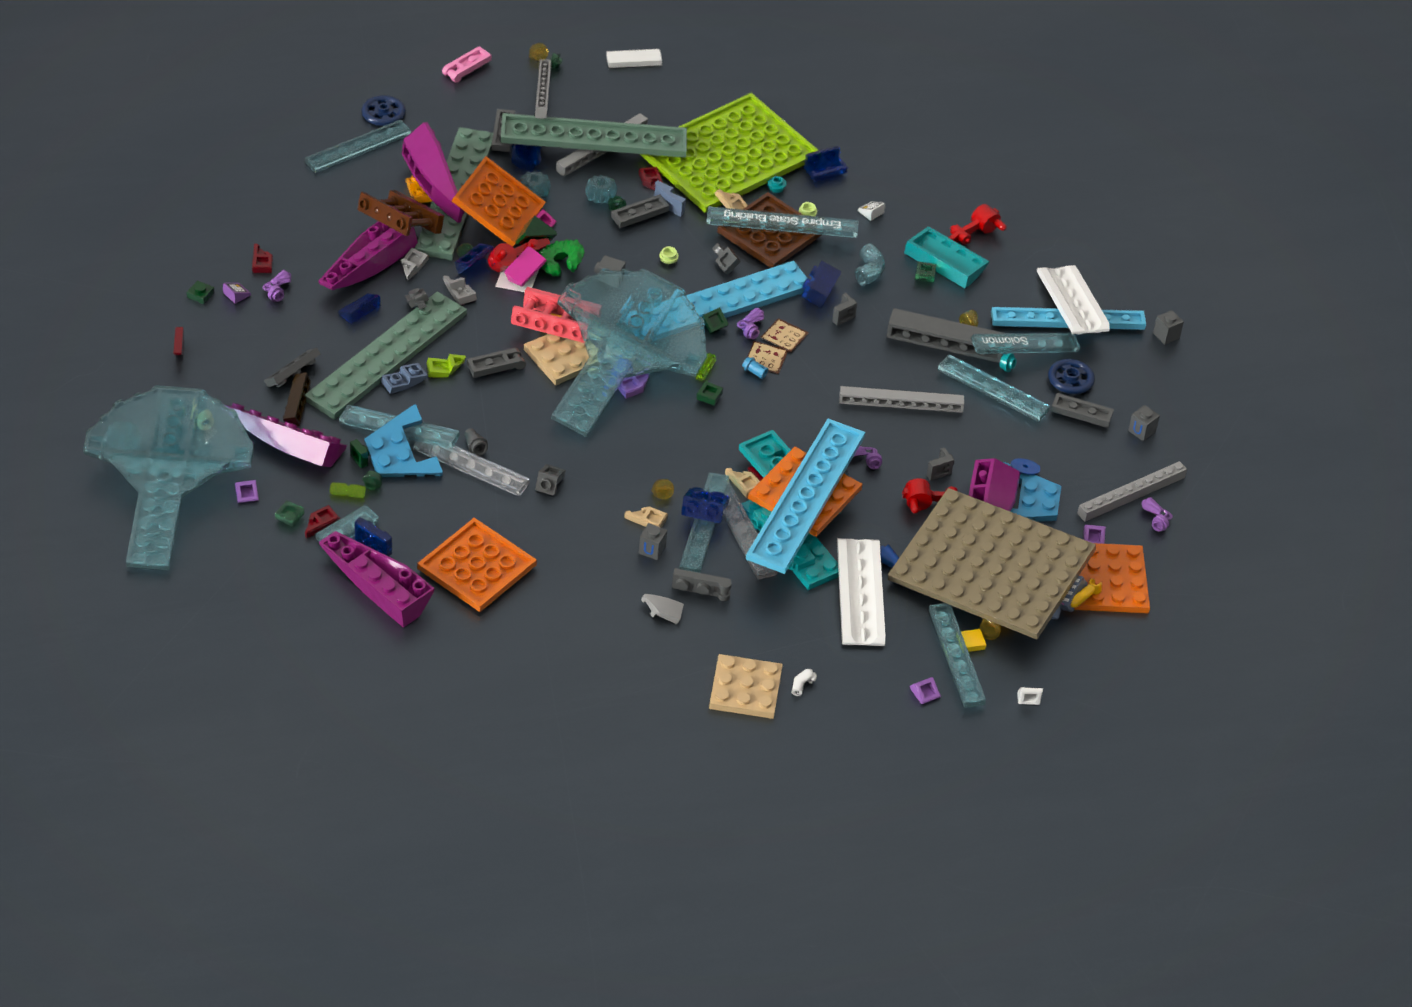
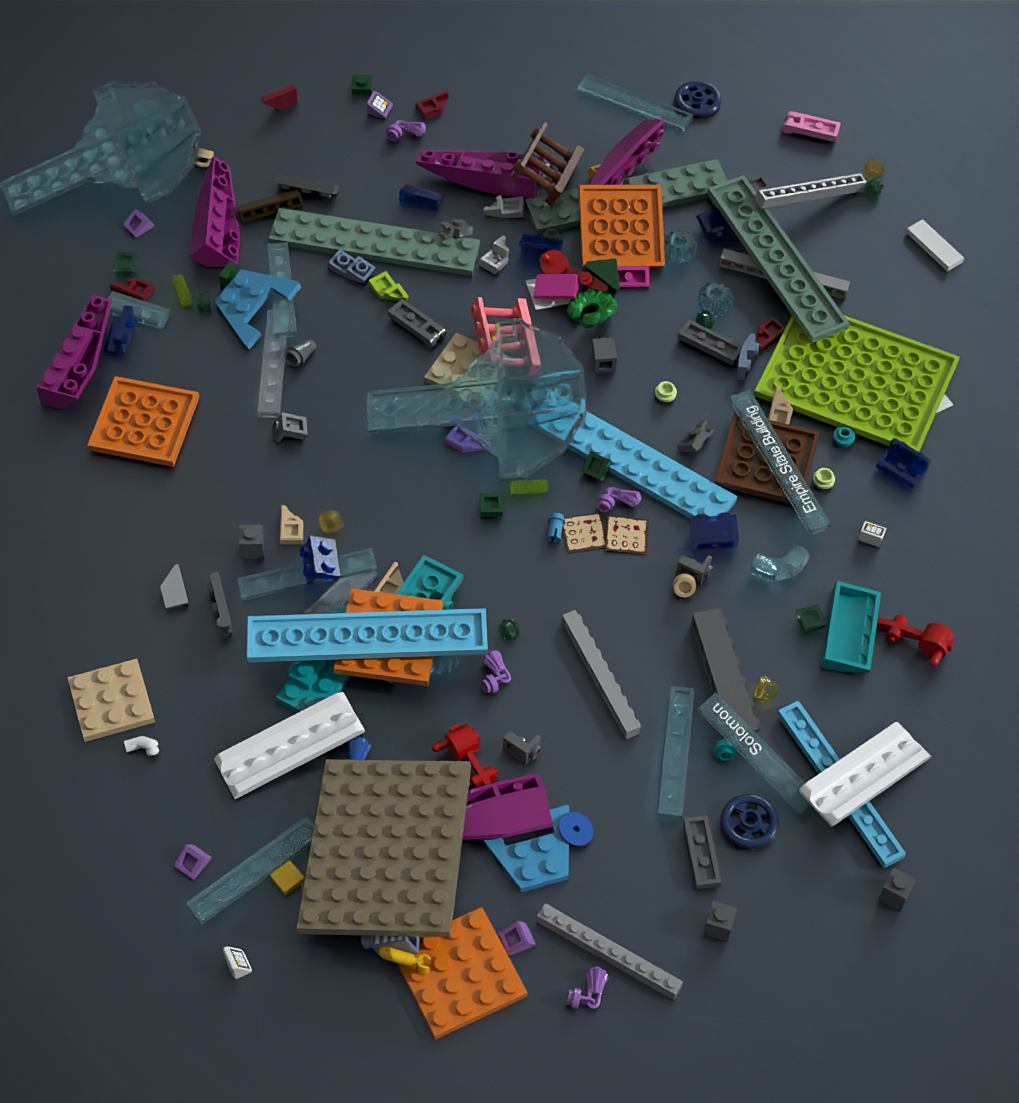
camera: 65 degrees right, 10 degrees up
(854, 321) = (684, 585): none -> tan tile

